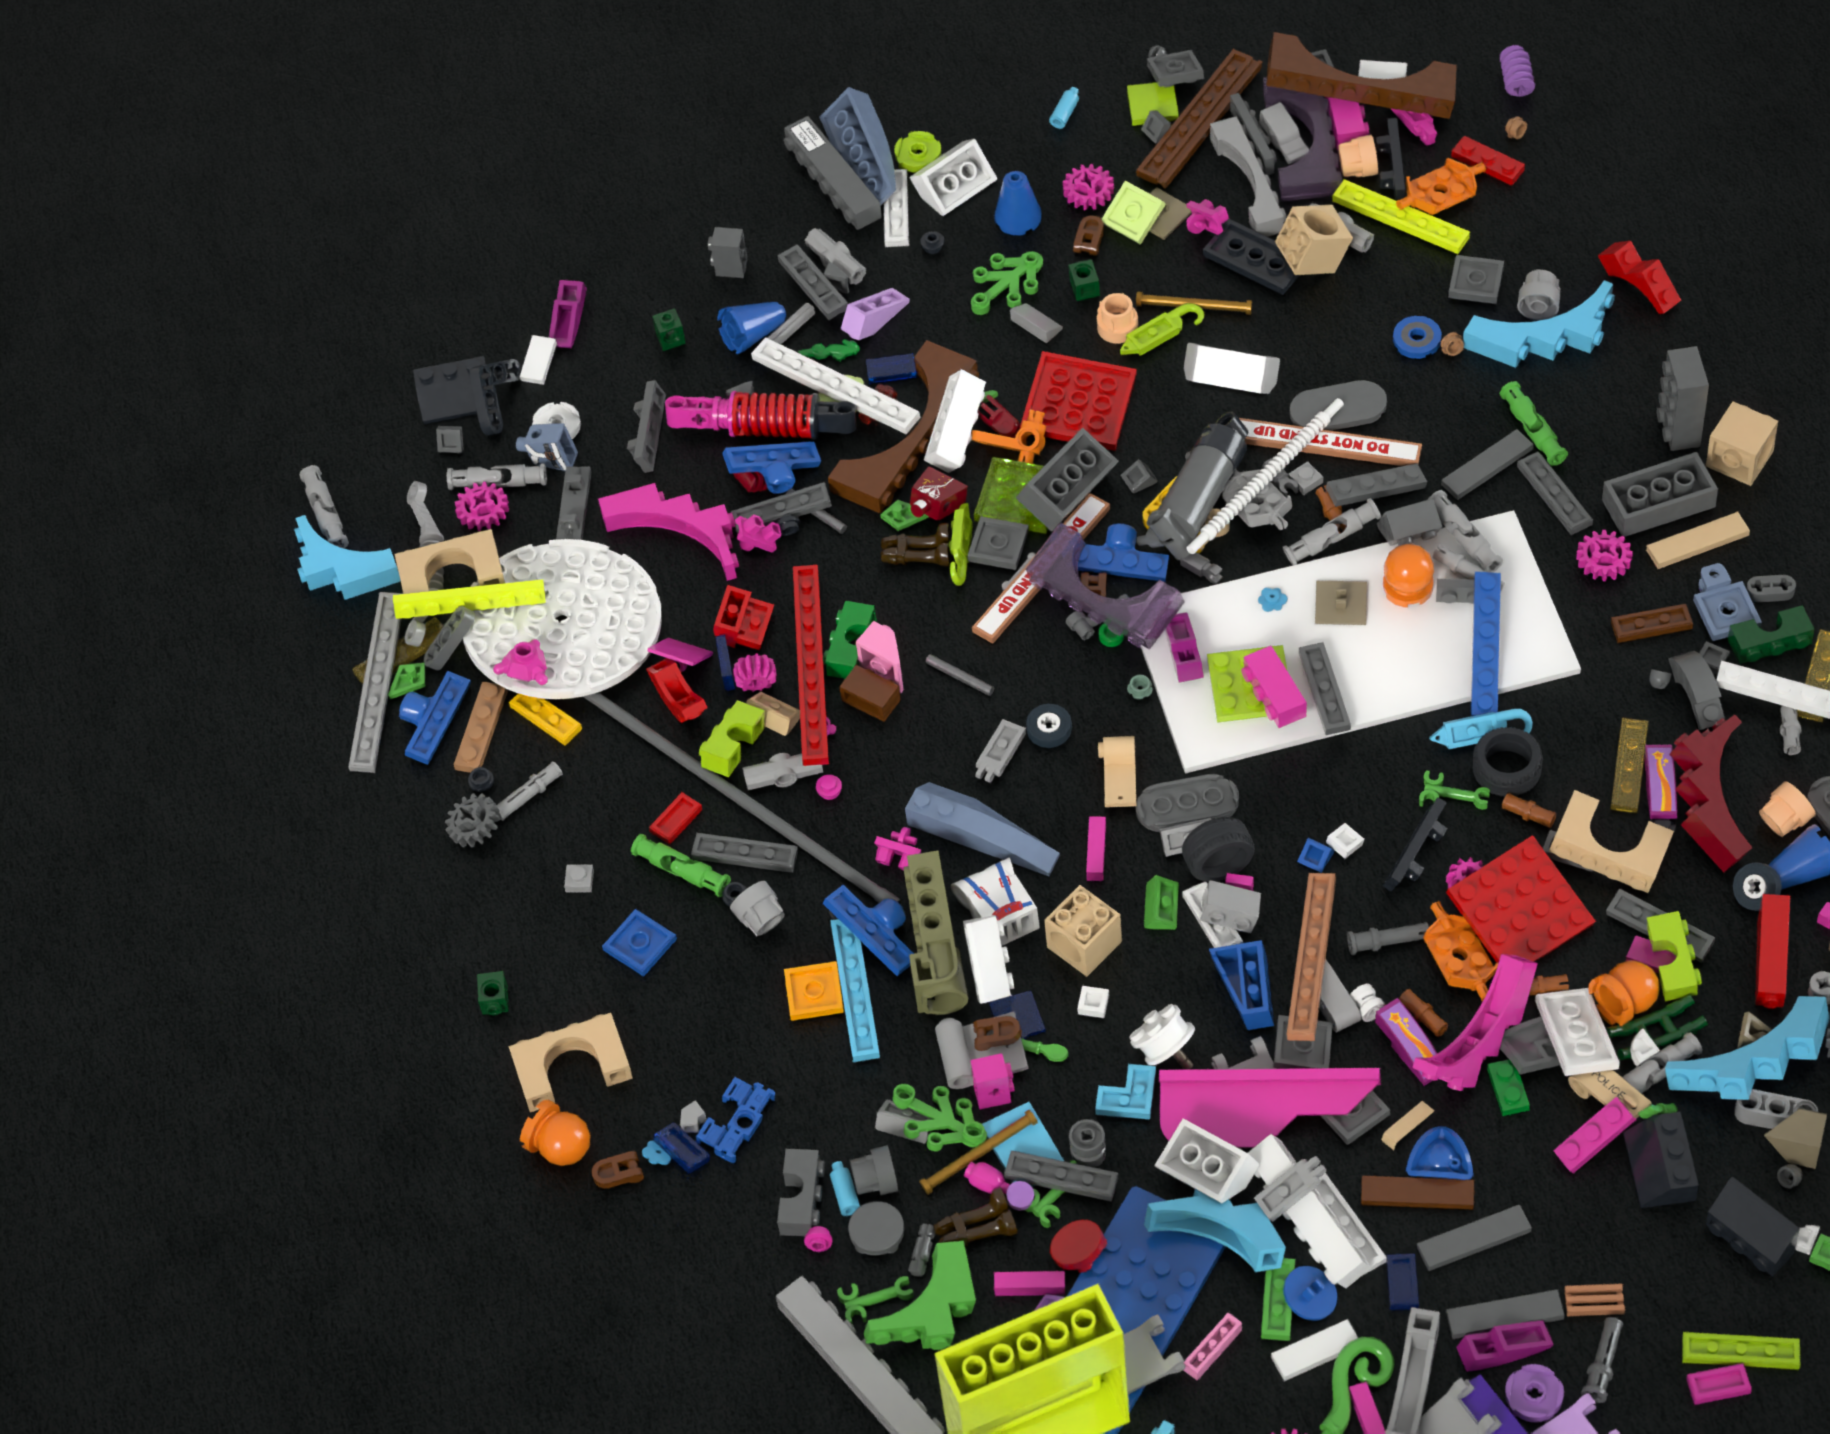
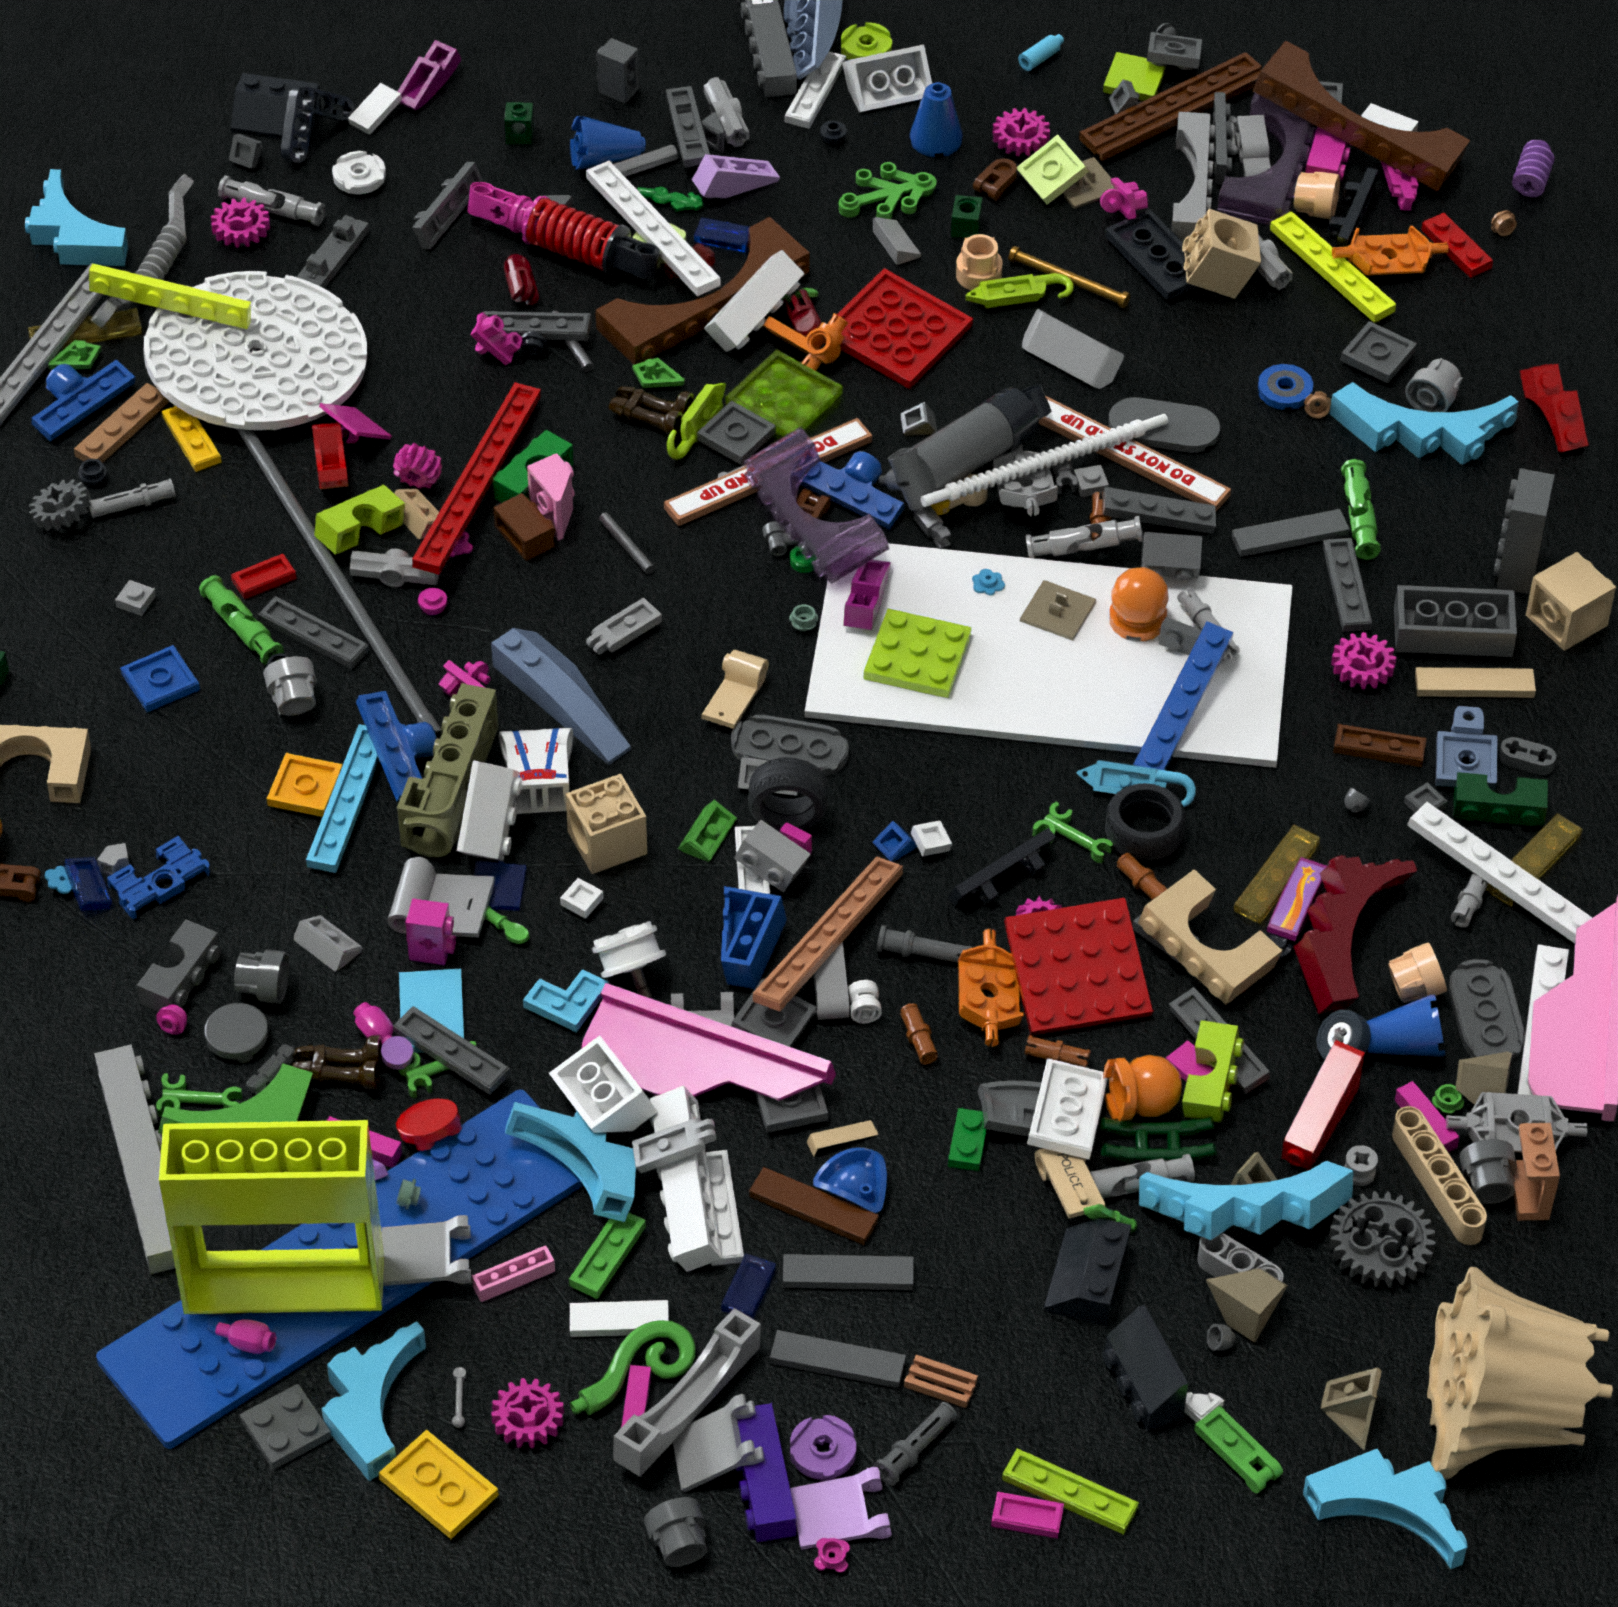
camera: 15 degrees right, 5 degrees down
(323, 506) = (86, 170): light grey piece -> none
(449, 638) = (133, 328): dark grey beam -> none
(474, 550) = (204, 255): tan arch -> none
(524, 663) = (188, 372): dark pink rock -> none
(549, 445) = (338, 188): sand blue torso -> none
(649, 508) = (406, 281): dark pink arch -> none
(725, 662) = (397, 439): clear blue tile -> none
(742, 618) = (434, 412): red brick -> none
(773, 462) = (548, 277): blue plate -> none
(844, 1189) = (224, 984): medium azure cylinder -> none
(936, 495) = (696, 364): dark red torso -> none
(969, 1133) = (380, 975): bright green plant -> none
(978, 1151) = (380, 996): pearl gold bar -> none
(1005, 1030) = (471, 890): reddish brown plate -> none
(1053, 736) = (692, 633): black bush -> none
(1067, 479) = (836, 391): dark grey brick -> none
(1087, 1143) = (495, 1028): dark grey wheel -> none
(1096, 848) = (669, 754): dark pink piece -> none
(1274, 687) = (933, 660): dark pink brick -> none
(1310, 1293) = (642, 1260): blue piece -> none
(1324, 688) = (991, 684): dark grey plate -> none
(1406, 1035) = (887, 1055): slope -> none
(1462, 530) = (1225, 585): light grey piece -> none
(1502, 1007) = (997, 1055): dark pink arch -> none
(1503, 1345) = (818, 1387): magenta slope -> none
(1594, 1135) = (1029, 1216): dark pink plate -> none
(1642, 1048) = (1130, 1151): white tile -> none
(1700, 685) = (1390, 822): dark grey arch -> none

